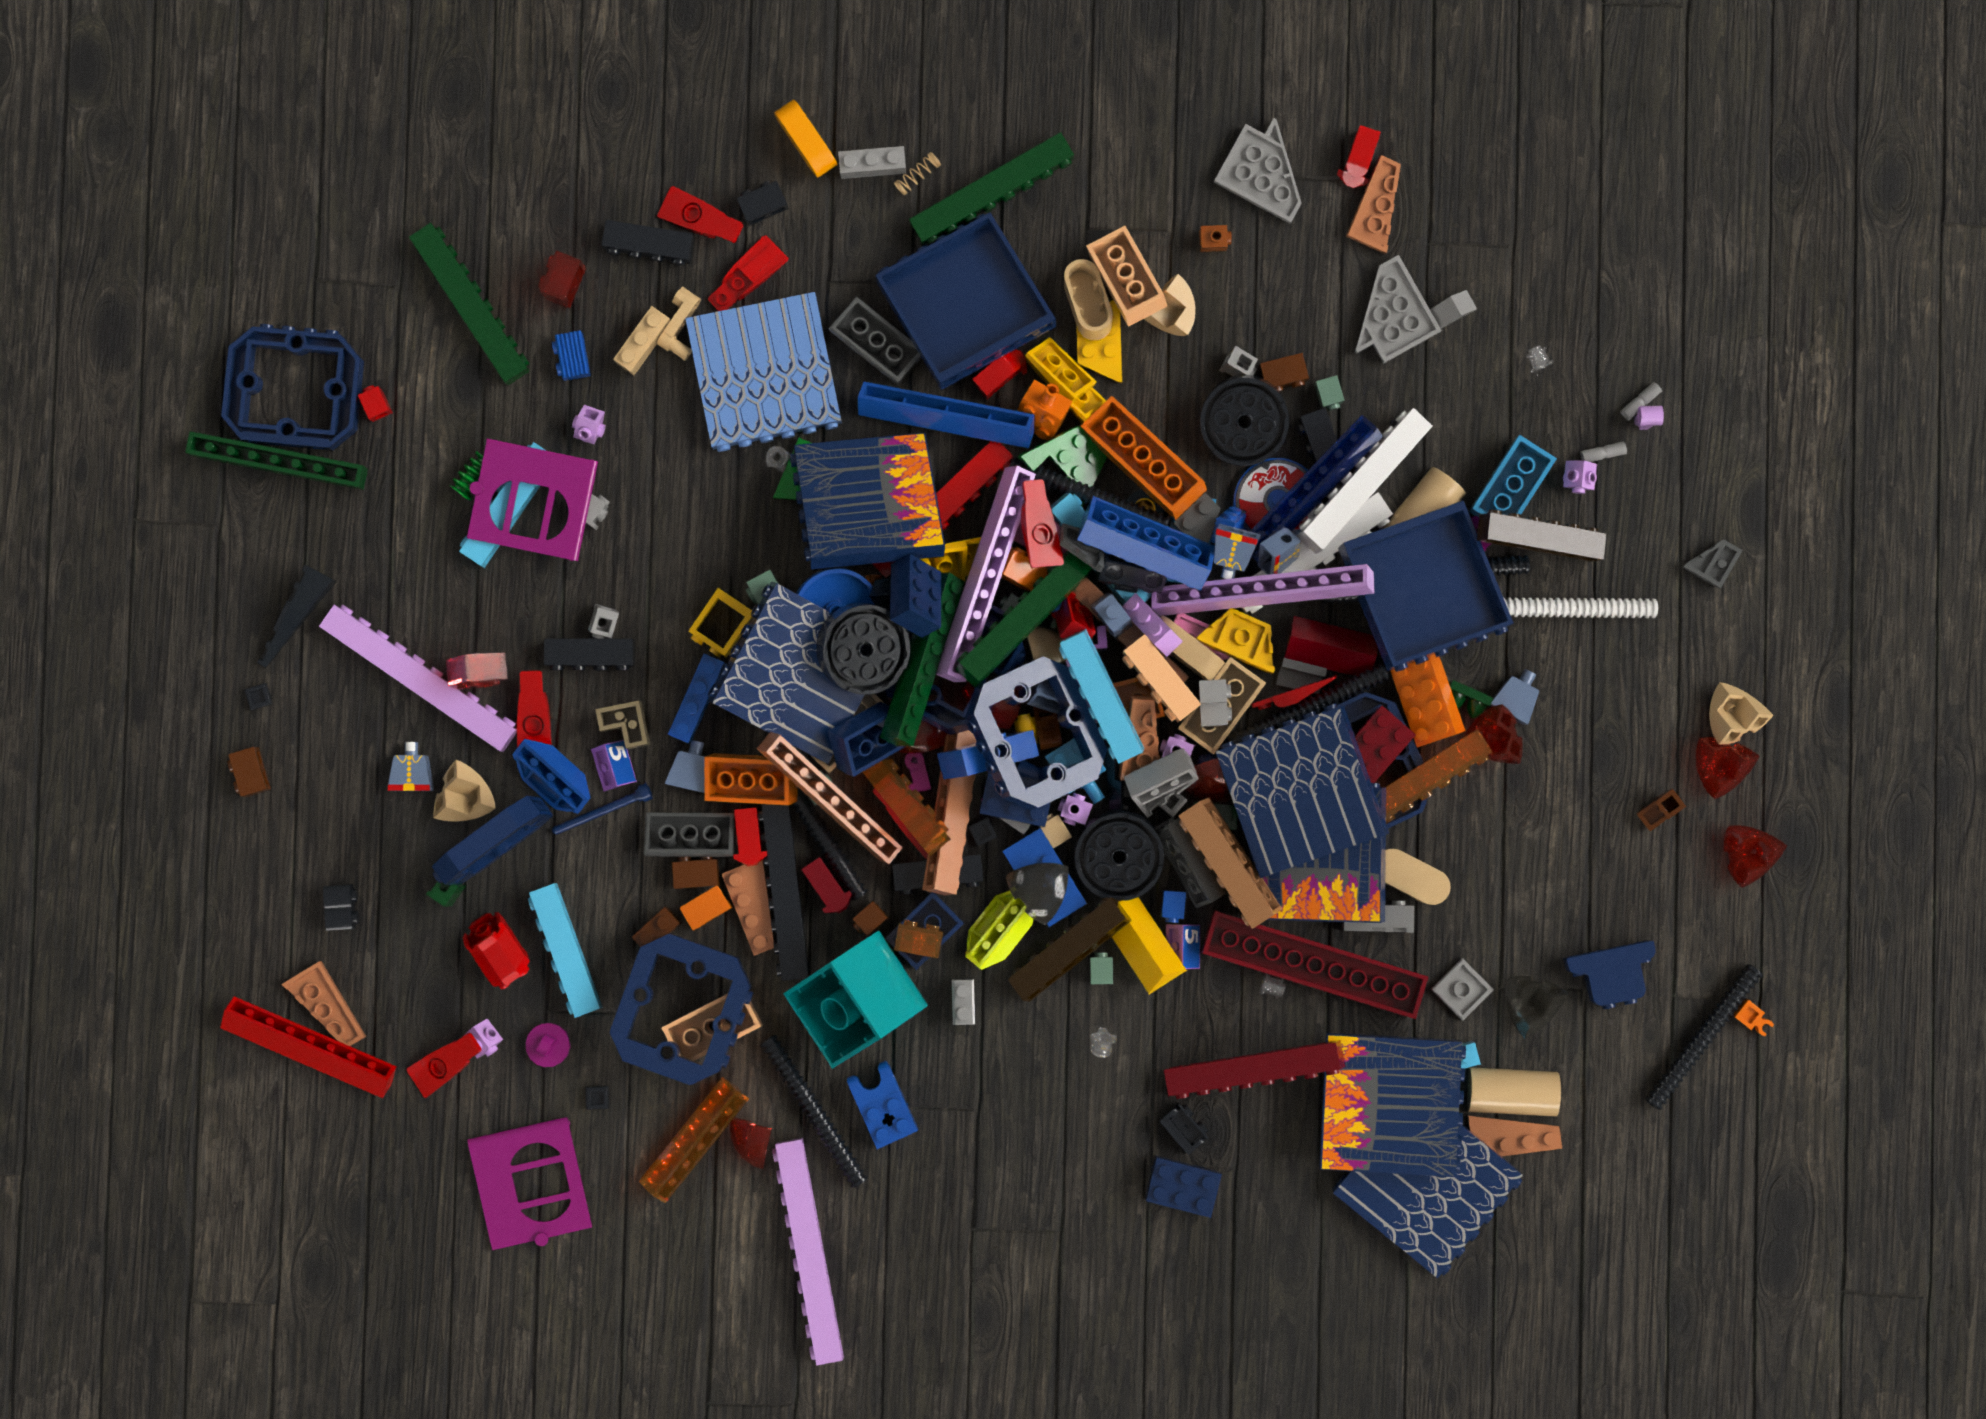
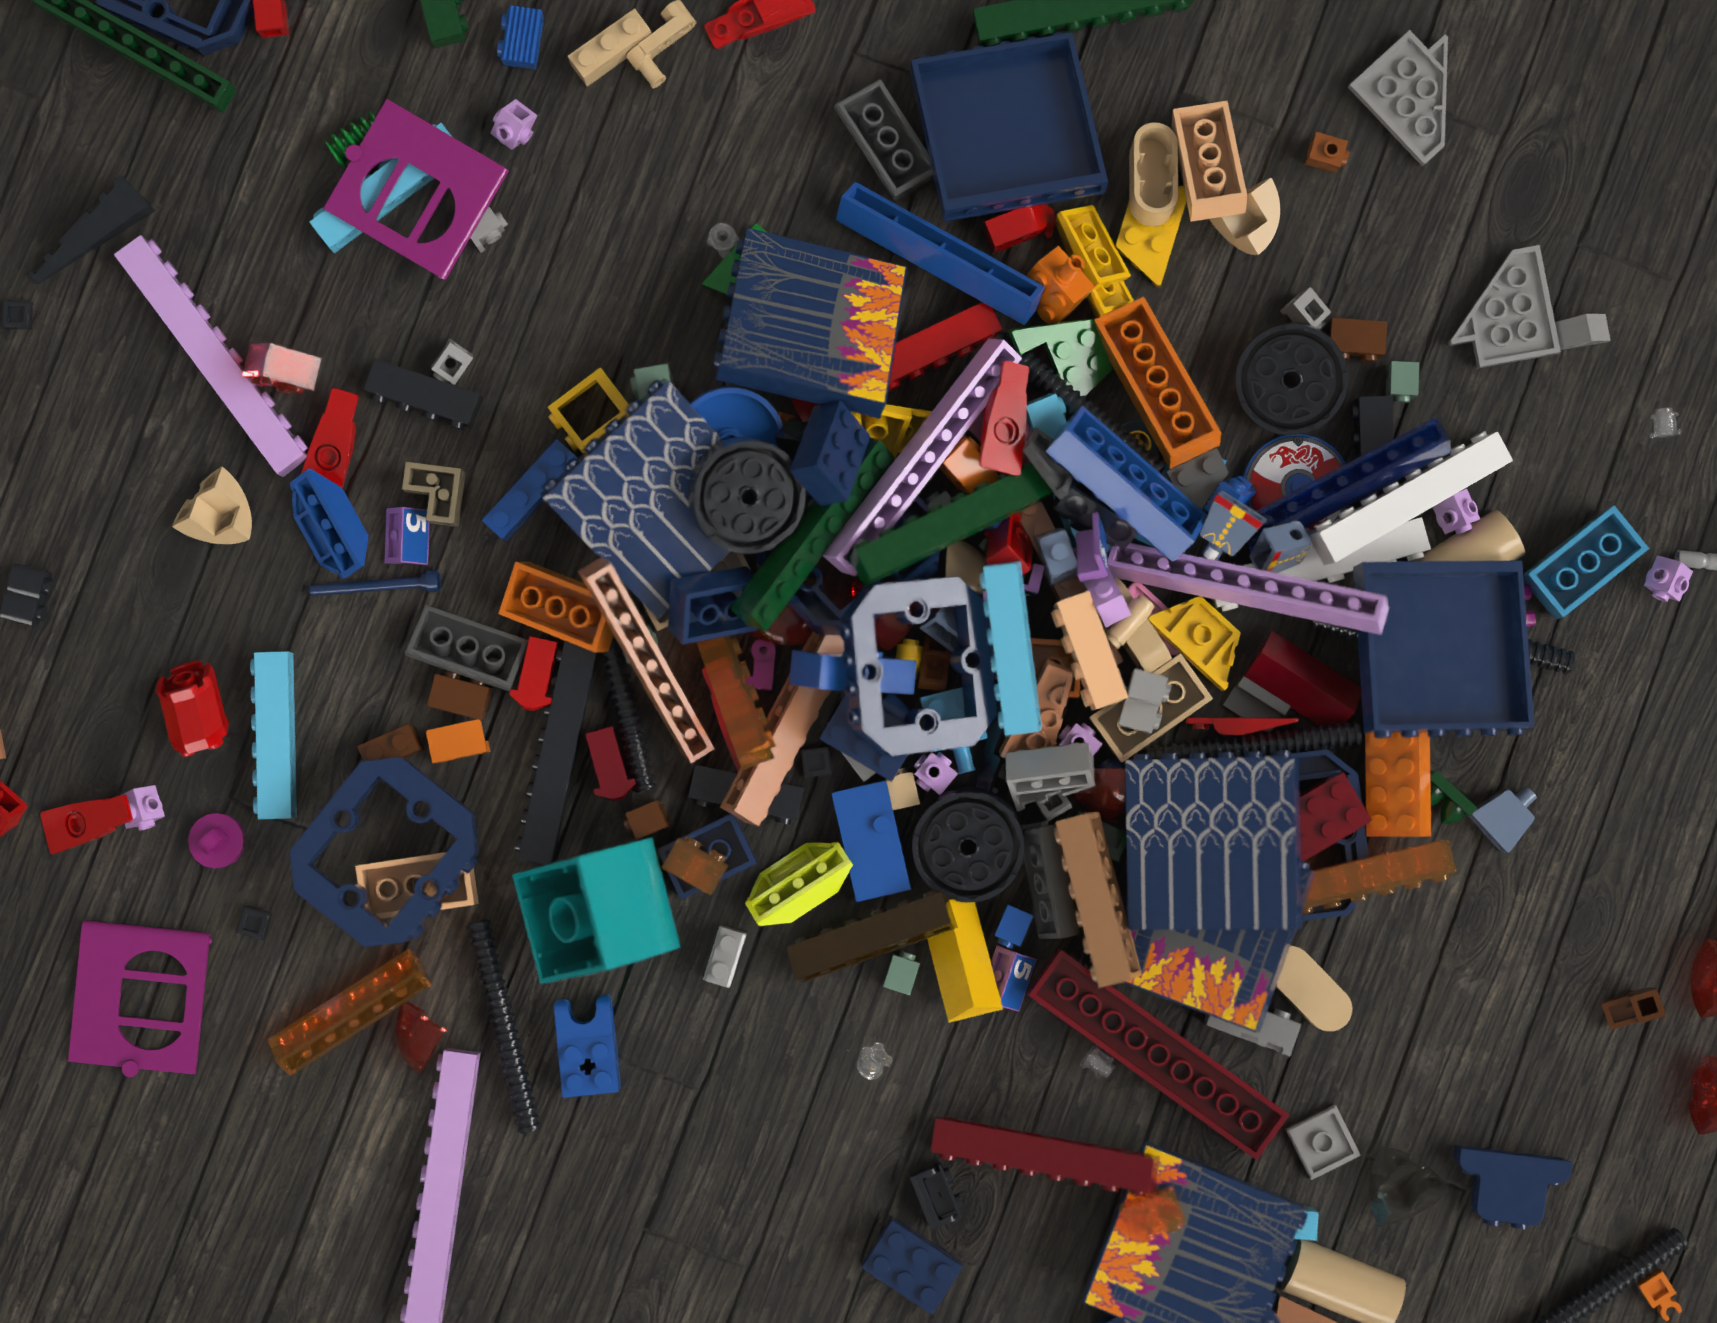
camera: 15 degrees right, 0 degrees up
(410, 771) = (165, 462): sand blue torso -> none
(446, 894) = (158, 622): dark green hinge -> none
(491, 841) = (225, 575): dark blue panel -> none
(688, 769) = (492, 570): sand blue torso -> none
(750, 898) = (513, 751): nougat wing -> none
(763, 371) = (741, 131): medium blue panel -> none
(1040, 888) = (861, 853): clear smoke brick -> none
(1137, 603) = (1092, 551): none -> medium lavender panel
(1179, 656) = (1122, 630): none -> tan piece
(1349, 1085) = (1153, 1214): none -> clear orange brick
(1359, 157) = (1531, 115): red piece -> none
(1374, 212) = (1524, 189): nougat wing -> none
(1403, 479) = (1456, 513): none -> lavender brick
(1500, 734) = (1471, 851): clear red brick -> none
(1541, 537) = (1600, 635): brick -> none
(1582, 607) = (1620, 737): white piece -> none

